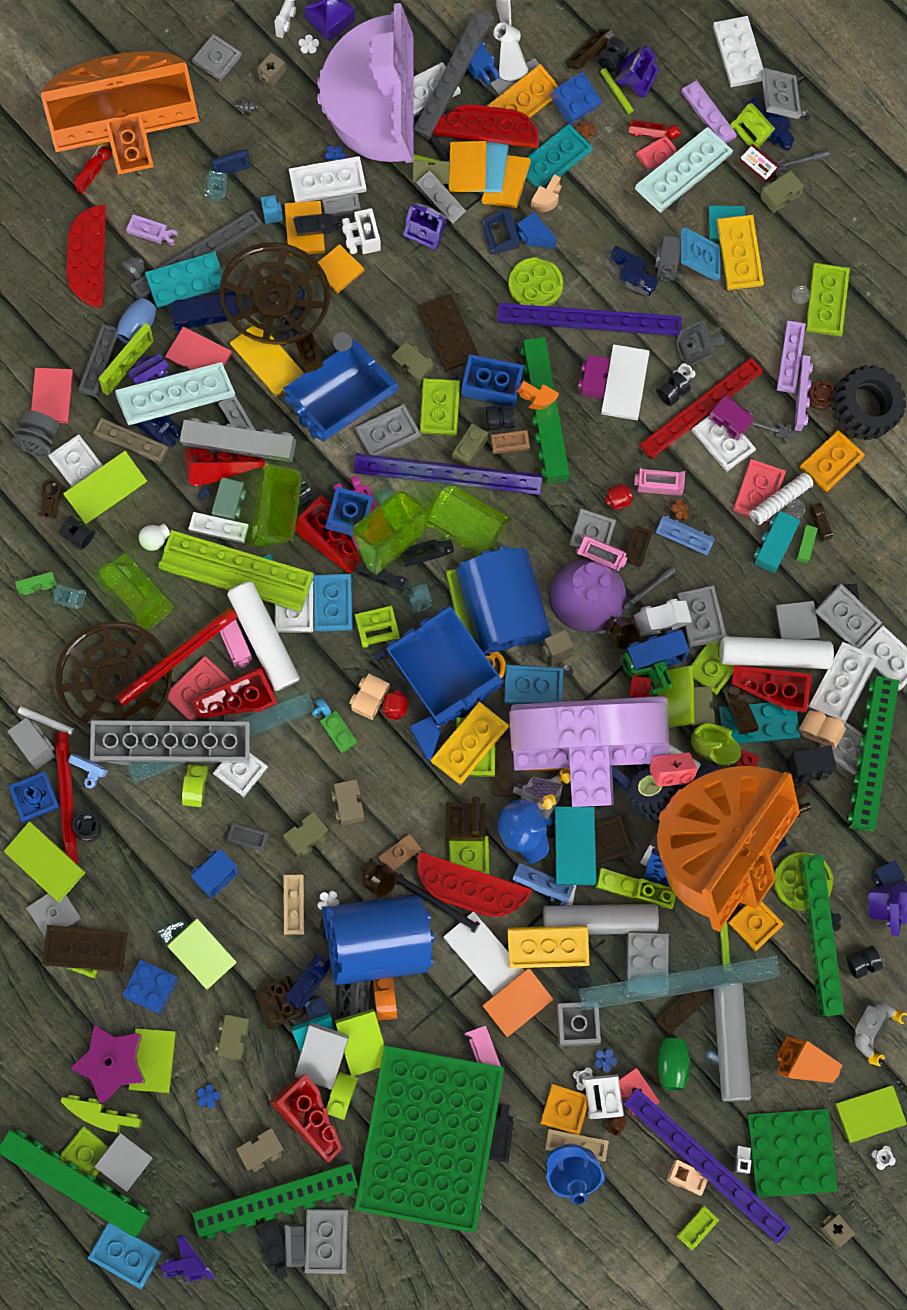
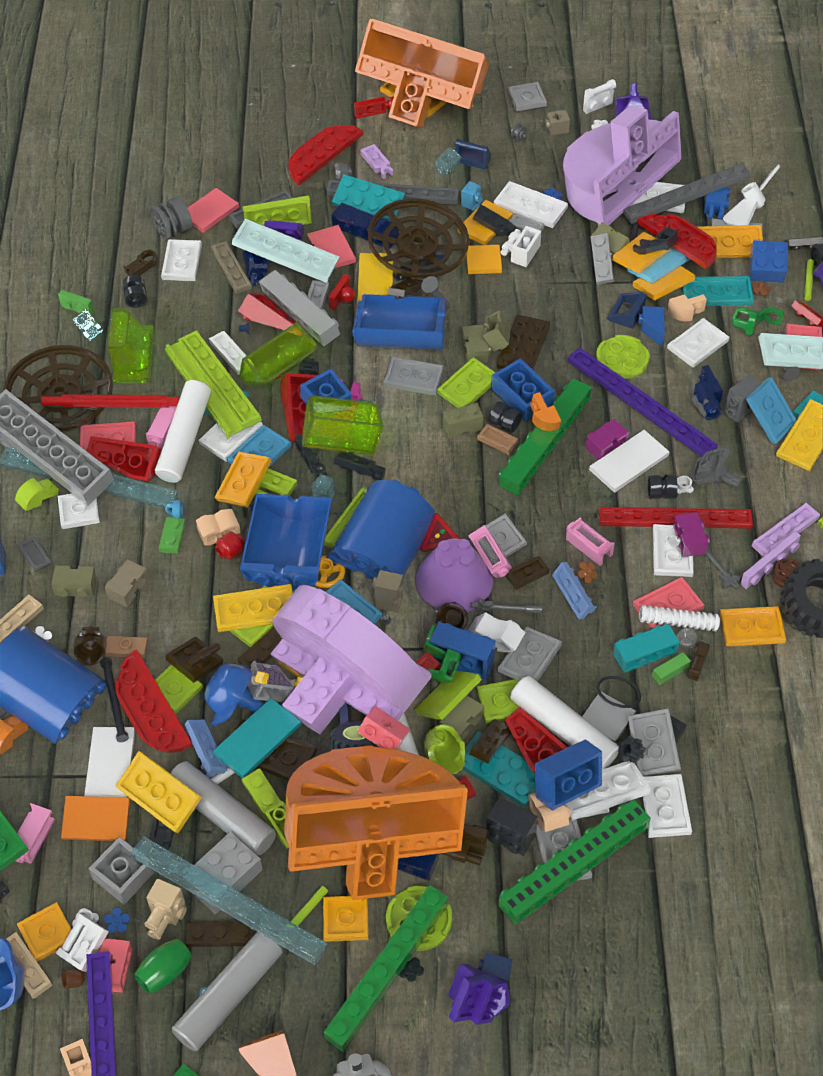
camera: 45 degrees right, 20 degrees down
(105, 487) = (182, 279): lime tile -> none
(133, 319) = (318, 197): medium blue piece -> none
(153, 536) = (180, 326): white piece -> none
(229, 499) = (254, 337): sand green brick -> none
(256, 395) = (341, 292): none -> red tile
(349, 639) = (243, 479): none -> light orange tile
(422, 338) = (497, 331): none -> olive brick
(425, 225) = (573, 266): dark purple piece -> none
(426, 736) = (229, 580): blue slope -> none
(448, 473) = (430, 428): dark purple plate -> none
(466, 519) = (411, 459): clear neon green windscreen -> none
(480, 151) = (664, 240): none -> black piece
(546, 566) = (437, 532): none -> piece
(582, 223) = (698, 342): none -> white tile
(614, 180) = (755, 318): none -> green piece
(619, 497) = (545, 529): red head -> none
(635, 1022) = (166, 907): none -> tan brick
(790, 579) = (615, 704): none -> black piece
(822, 694) = (568, 774): none -> blue brick
(836, 637) = (632, 749): none -> black gear
(862, 962) = (405, 1022): black wheel -> none

